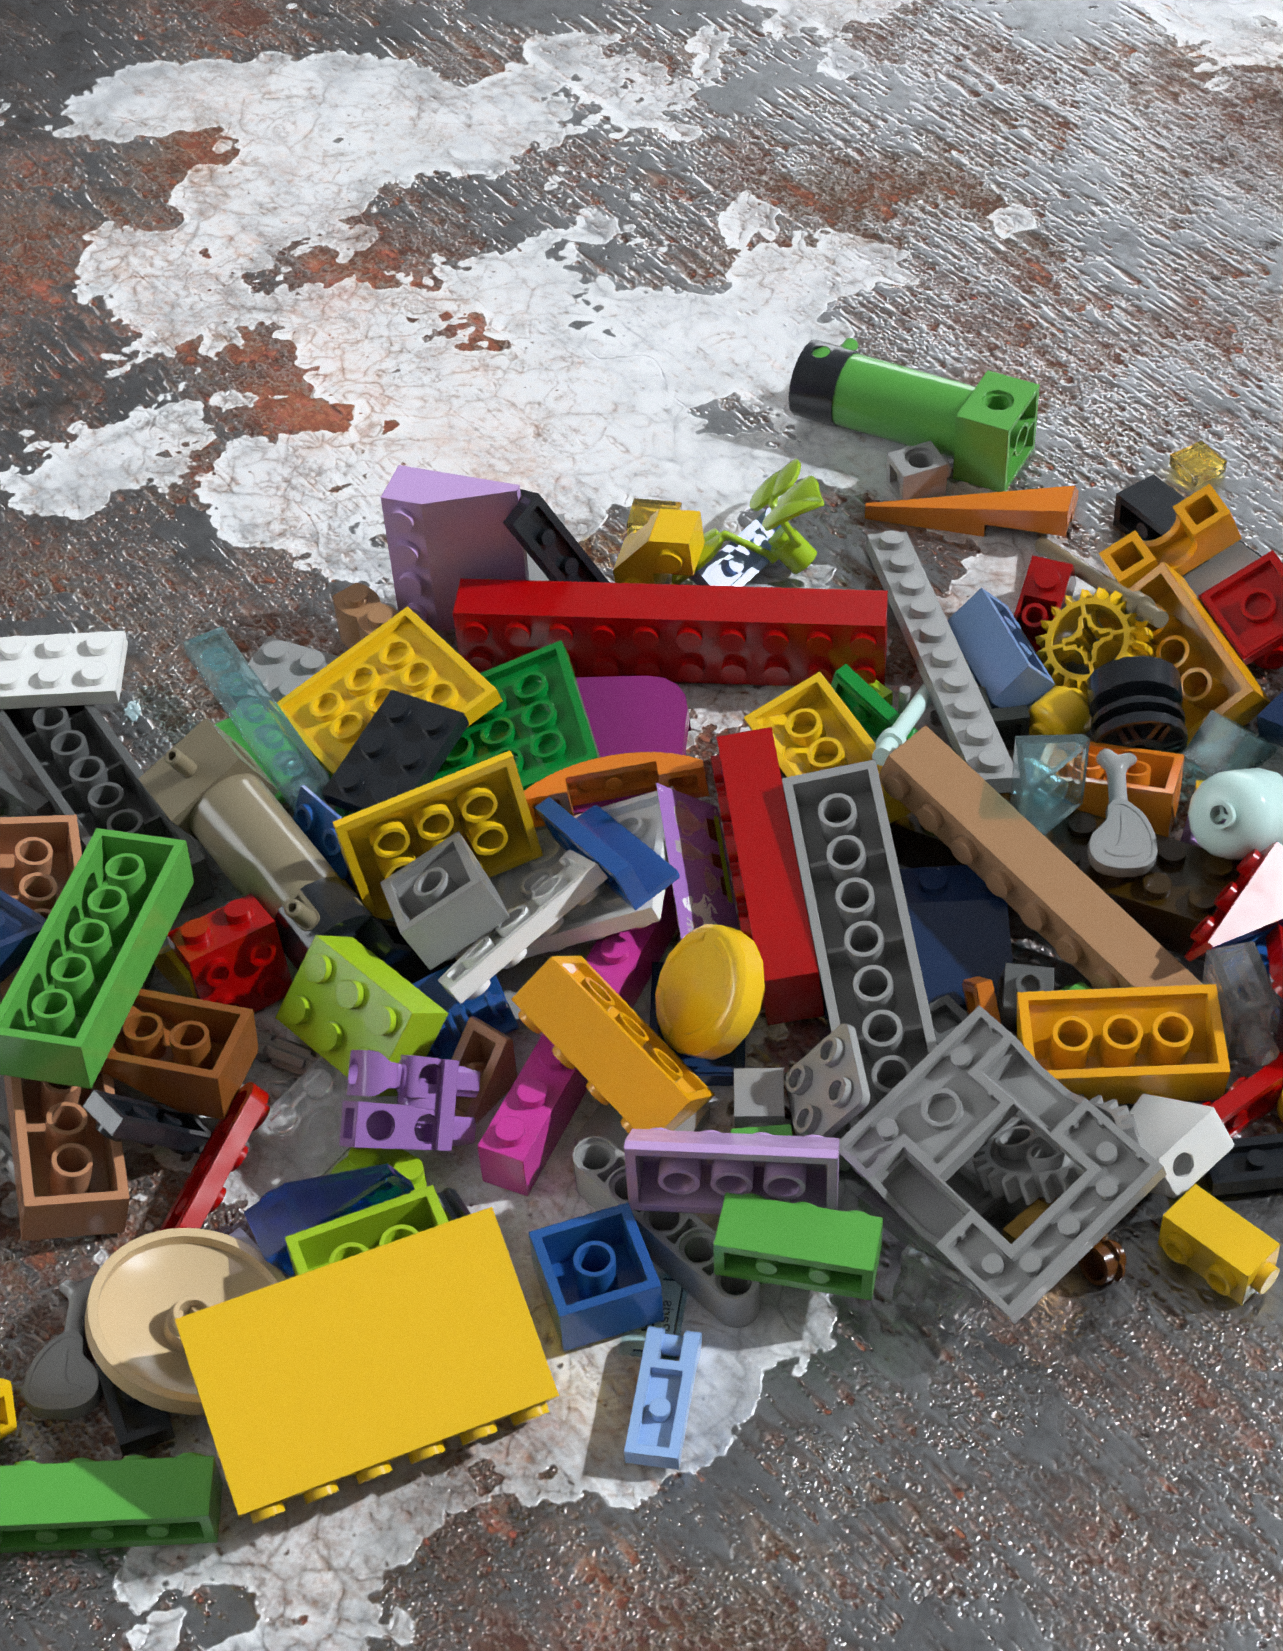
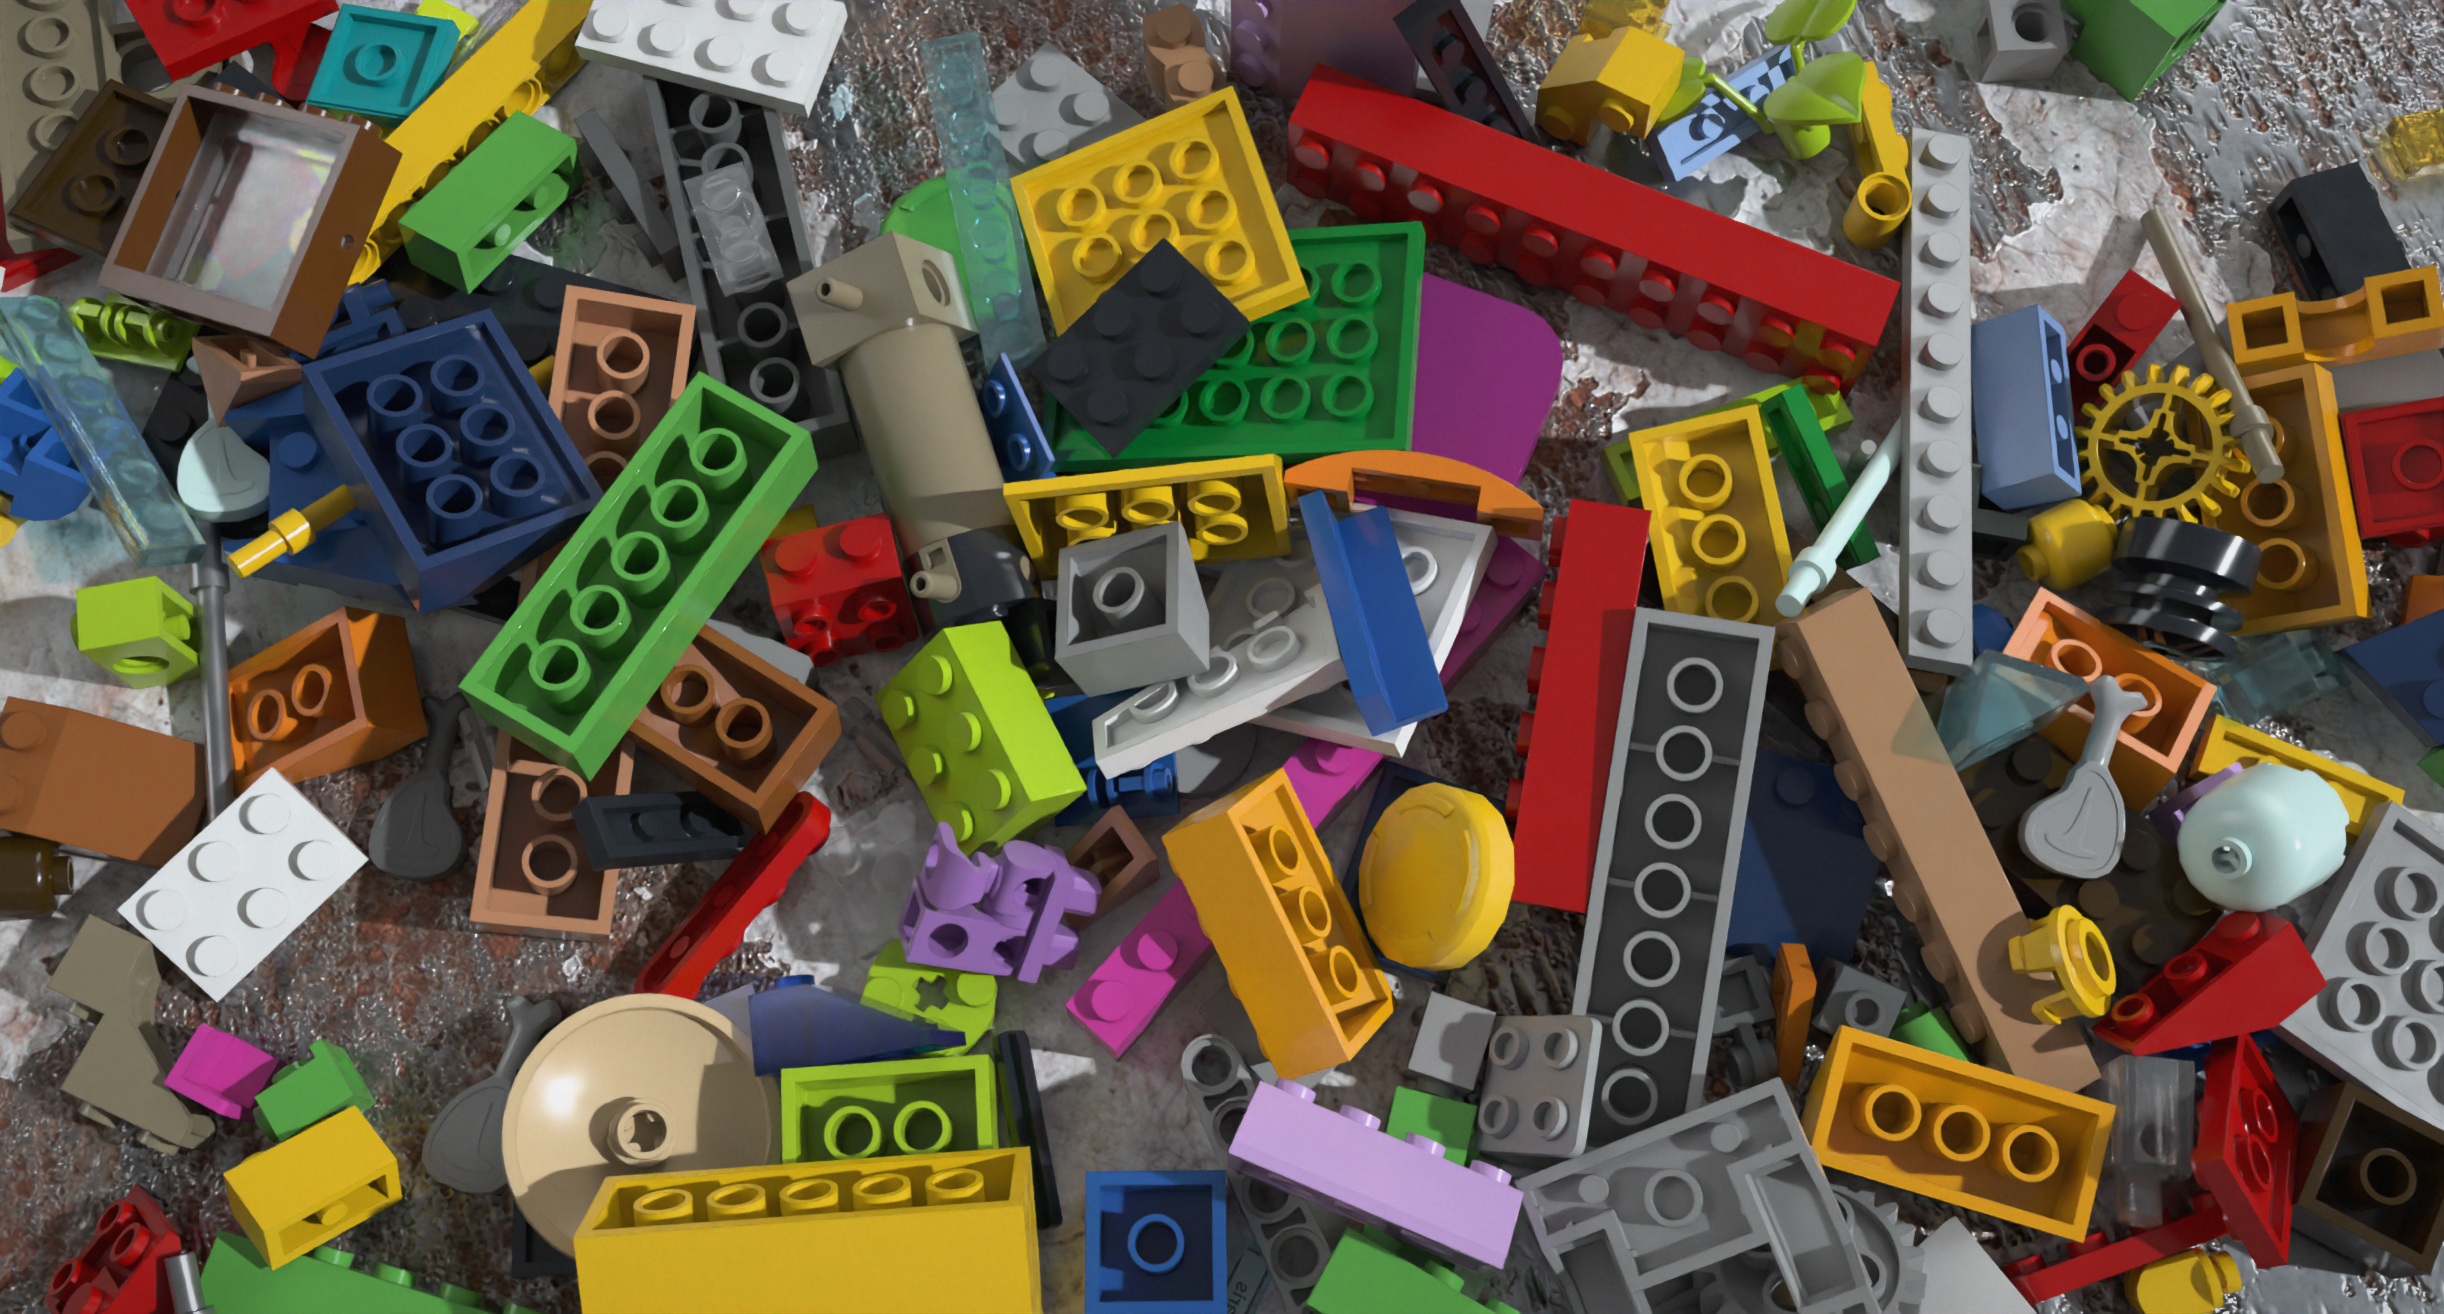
camera: 15 degrees right, 25 degrees up
(87, 772) = (733, 229): none -> clear plate
(699, 855) = (1486, 669): medium lavender sticker -> none
(846, 549) = (1881, 164): none -> yellow plate
(1027, 510) = (2153, 155): orange wedge -> none
(1166, 917) = (2079, 963): none -> yellow piece

